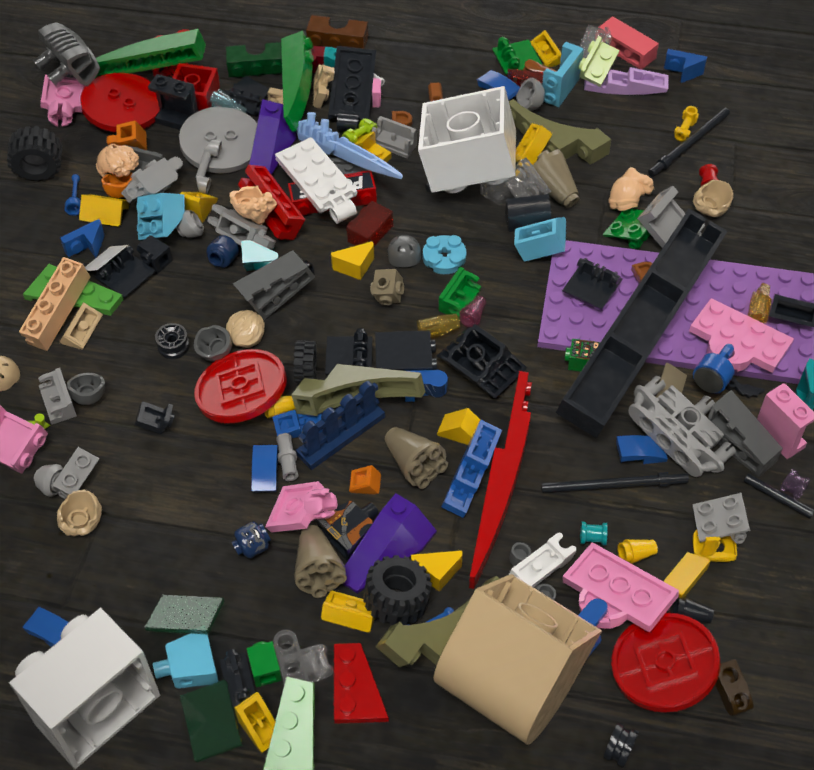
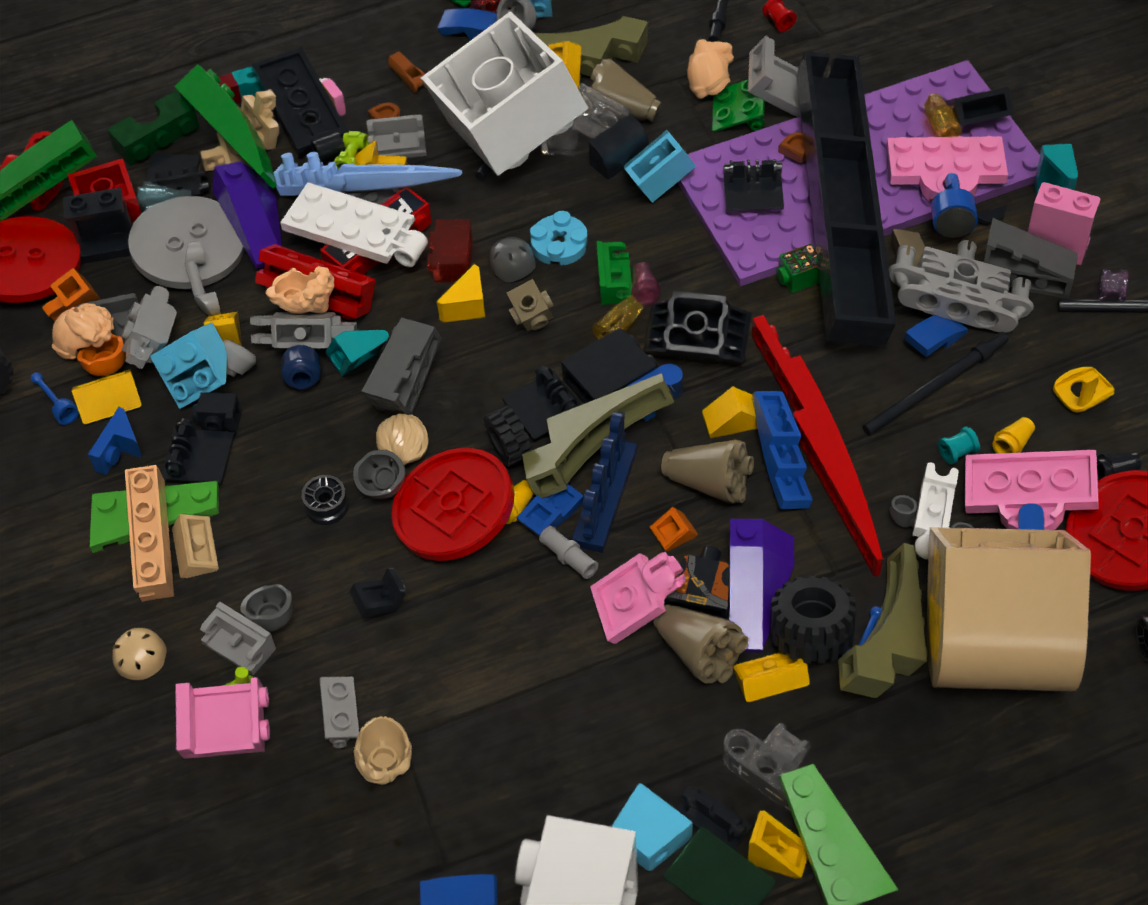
camera: 30 degrees left, 0 degrees up
(45, 478) = (310, 734): light grey cone -> none
(104, 257) = (163, 446): white sticker -> none
(185, 614) = (601, 784): clear green piece -> none
(251, 540) = (606, 662): dark blue head -> none
(264, 468) = (553, 578): blue slope -> none
(264, 663) = (730, 782): green brick -> none
(322, 34) = (249, 47): reddish brown arch -> none
(354, 687) = (842, 749): red wing -> none
(440, 566) = (832, 565): yellow slope -> none
(687, 573) = (1079, 429): yellow slope -> none
(713, 198) = (803, 32): tan hair -> none
(722, 518) = (1073, 357): light grey hinge -> none

